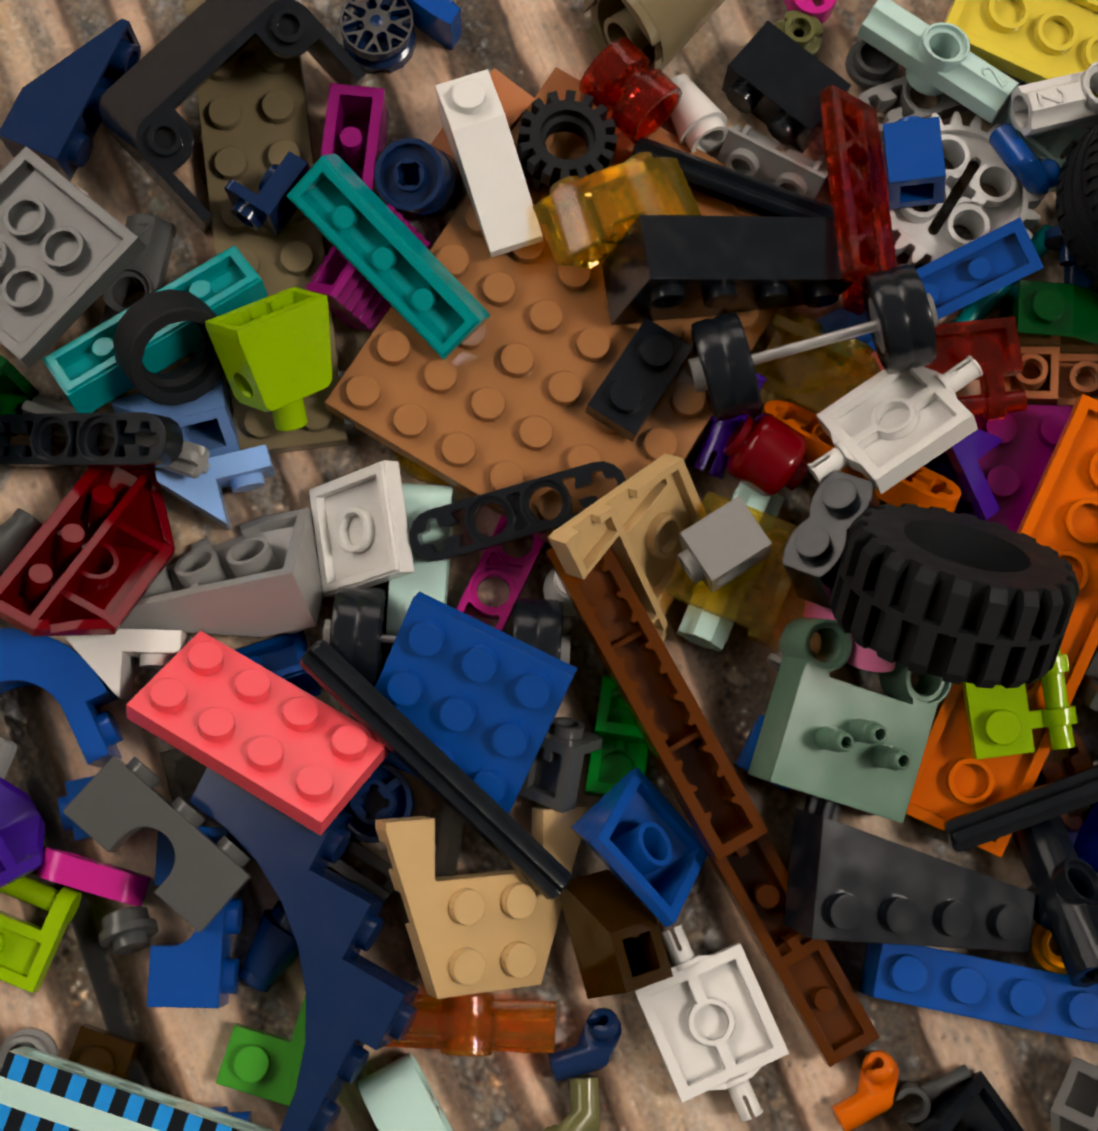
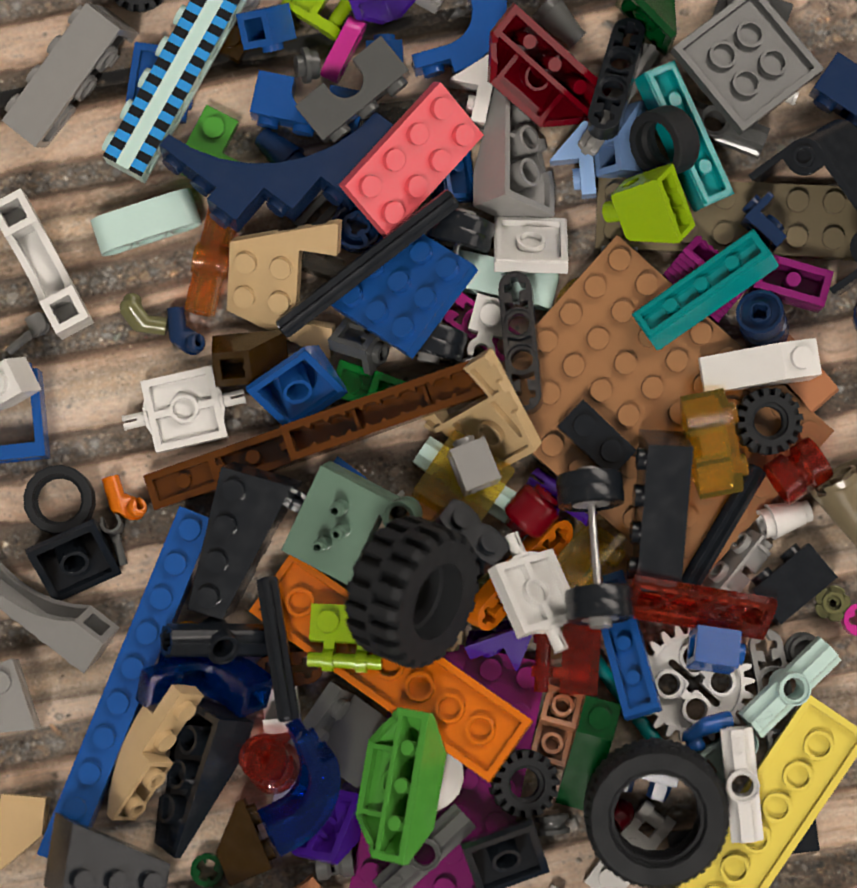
camera: 105 degrees right, 5 degrees up
(74, 1008) = (266, 27): none -> blue brick
(489, 573) = (485, 322): none -> white plate

